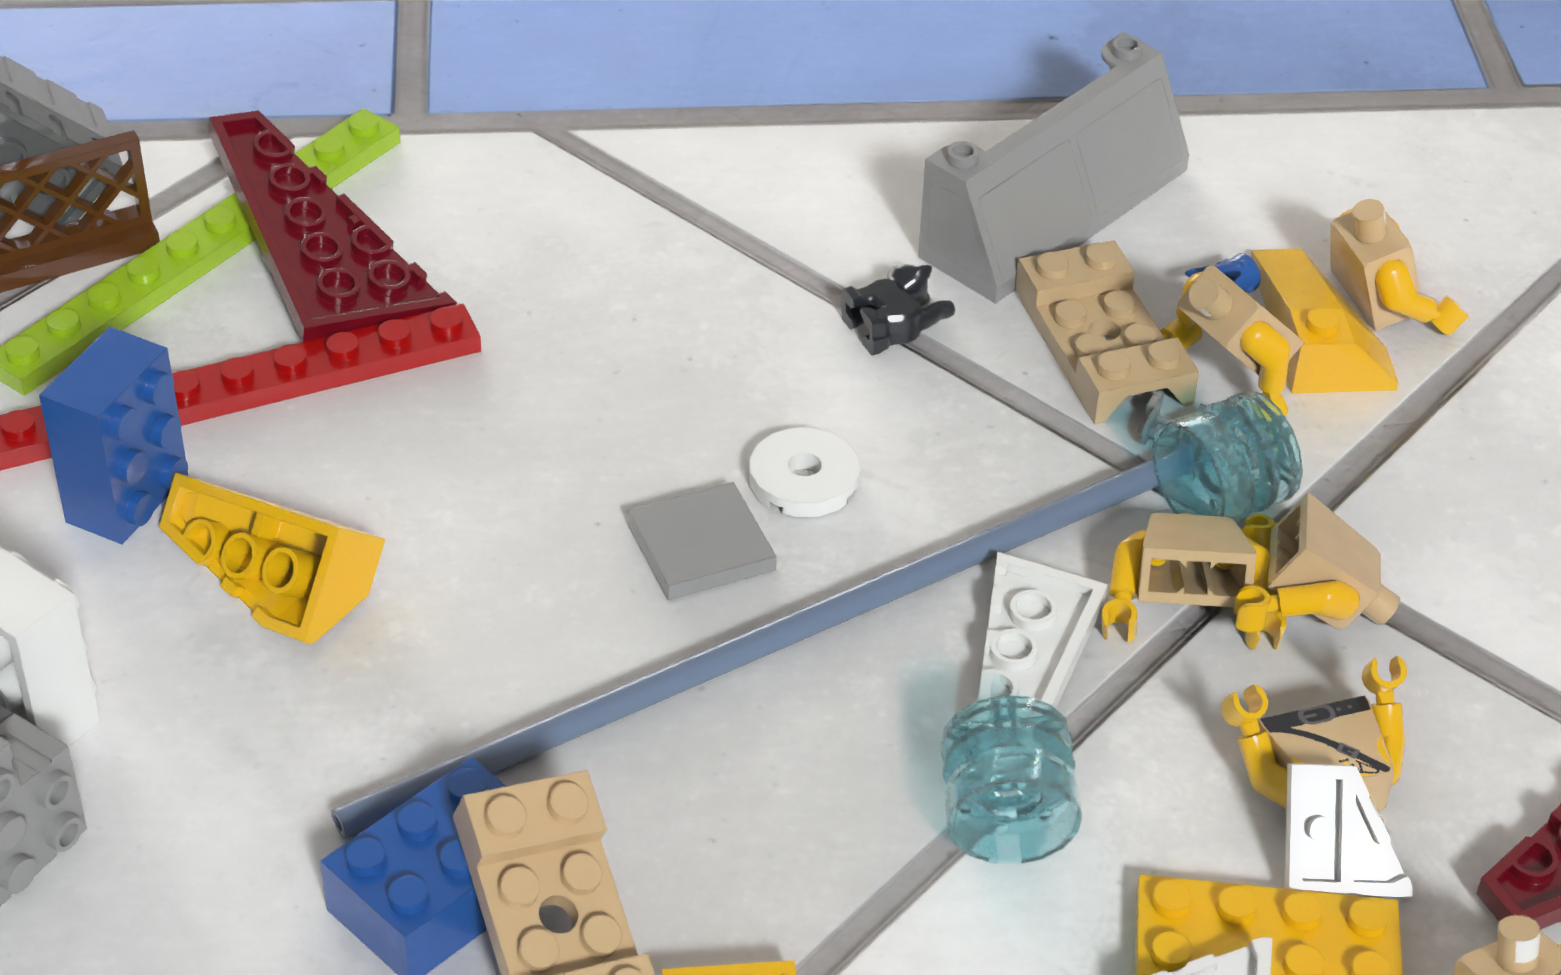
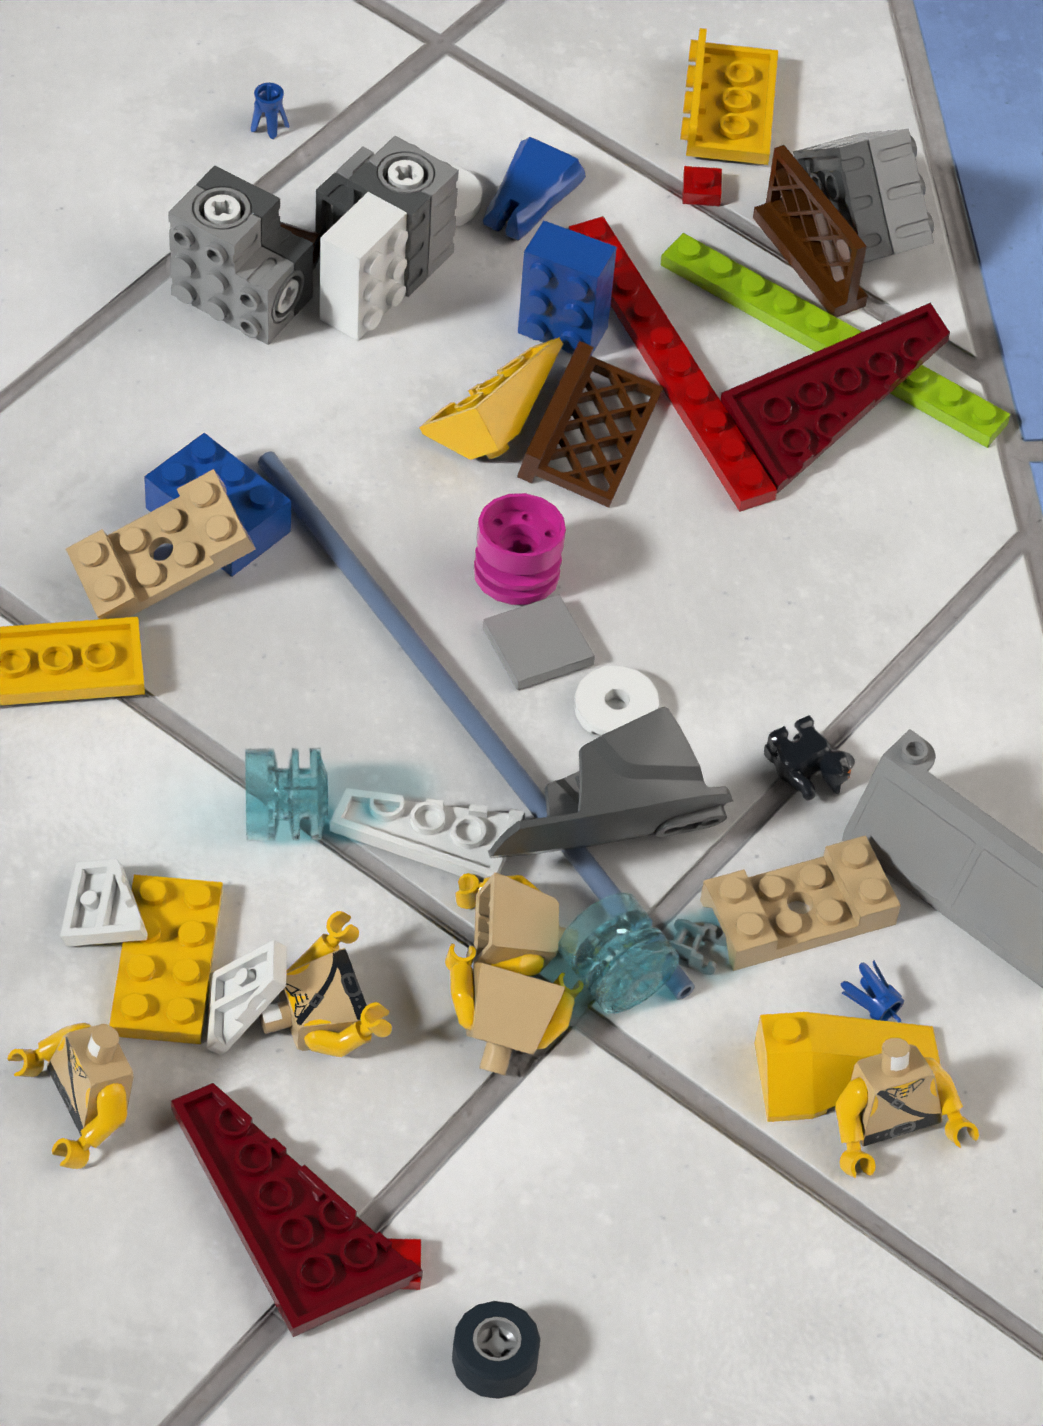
camera: 85 degrees right, 10 degrees up
(329, 489) = (557, 421): none -> reddish brown fence
(570, 524) = (519, 548): none -> dark pink wheel
(1035, 450) = (626, 788): none -> dark grey piece
(1239, 325) = (765, 962): torso -> none

